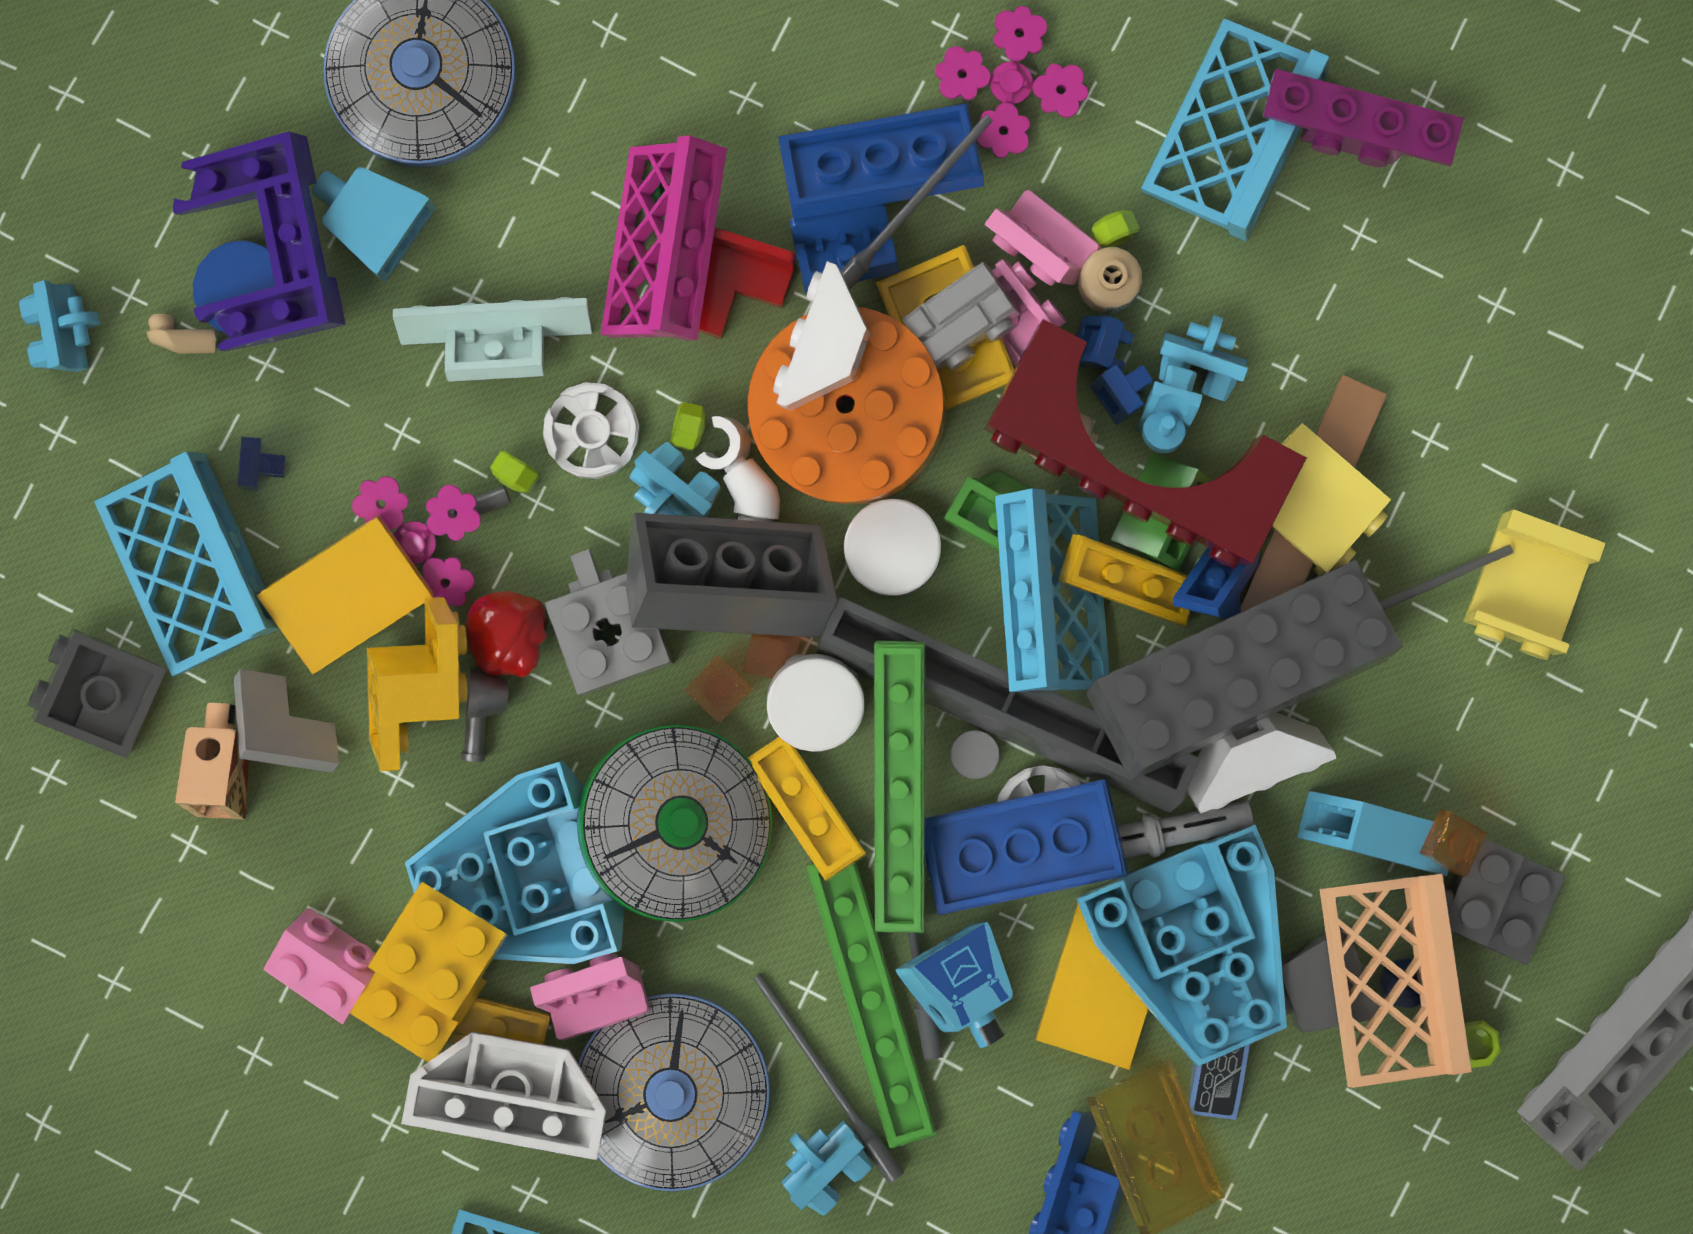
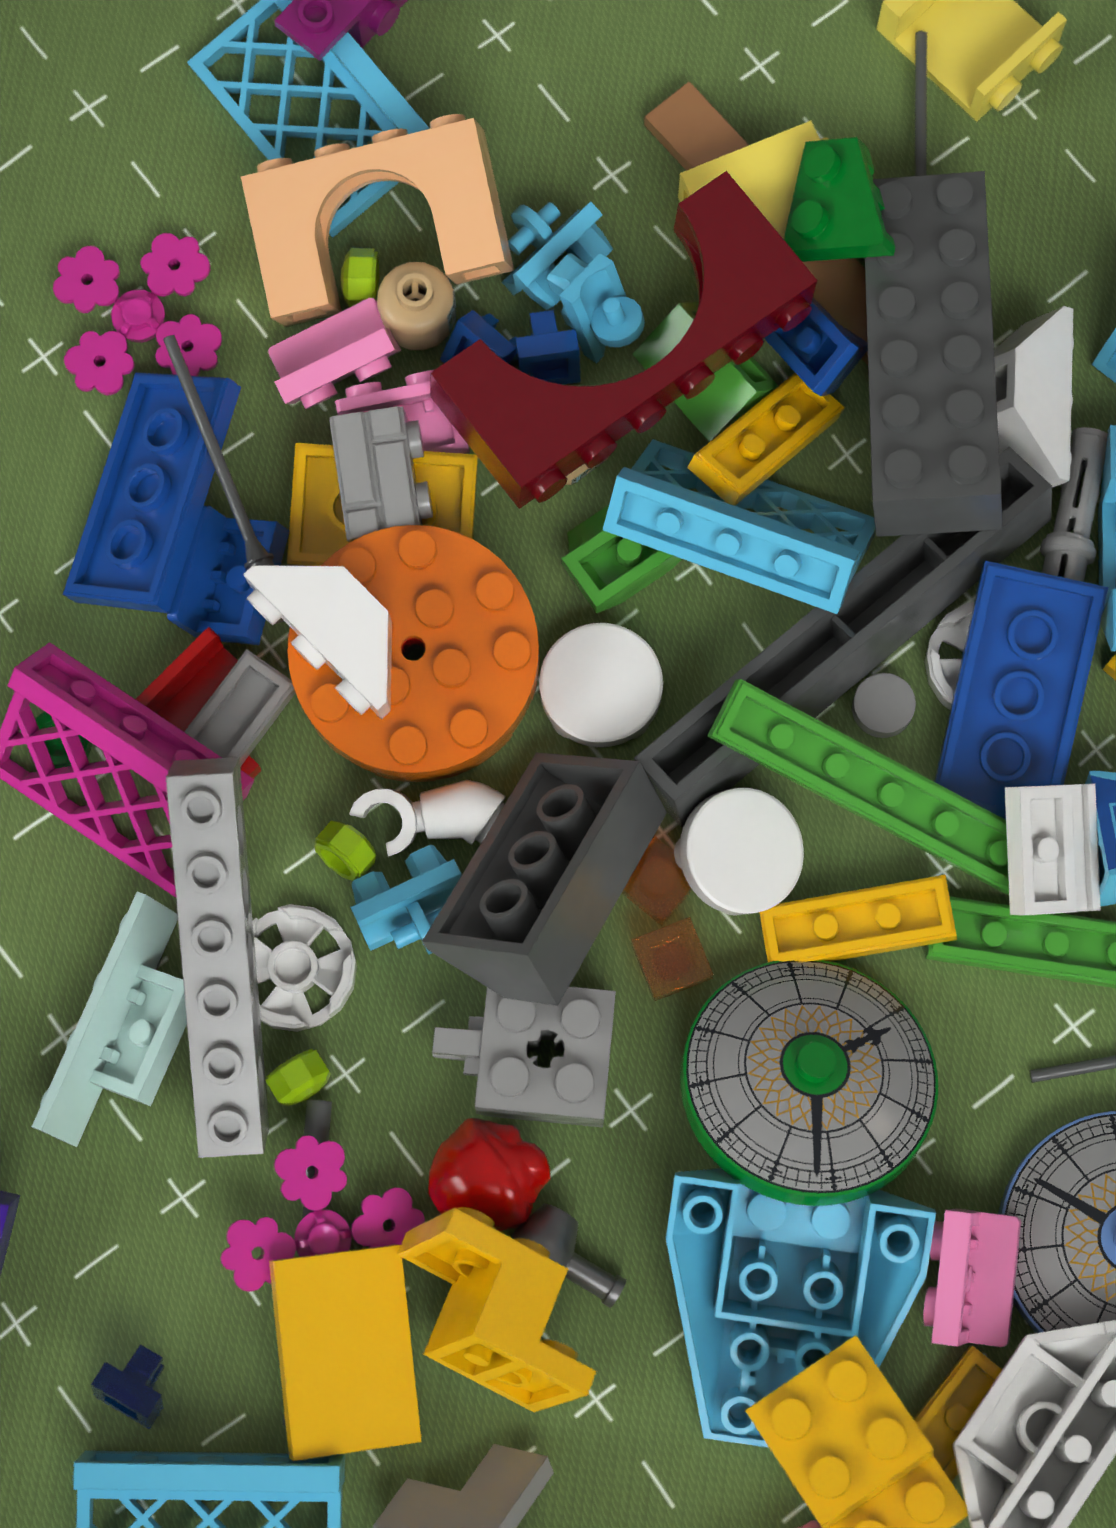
camera: 70 degrees left, 10 degrees down
(560, 377) = (218, 956): none -> light grey brick
(747, 303) = (242, 708): none -> light grey tile
(915, 920) = (1052, 849): none -> white plate
(1138, 157) = (297, 201): none -> light nougat arch
(1325, 549) = (837, 204): none -> green wing

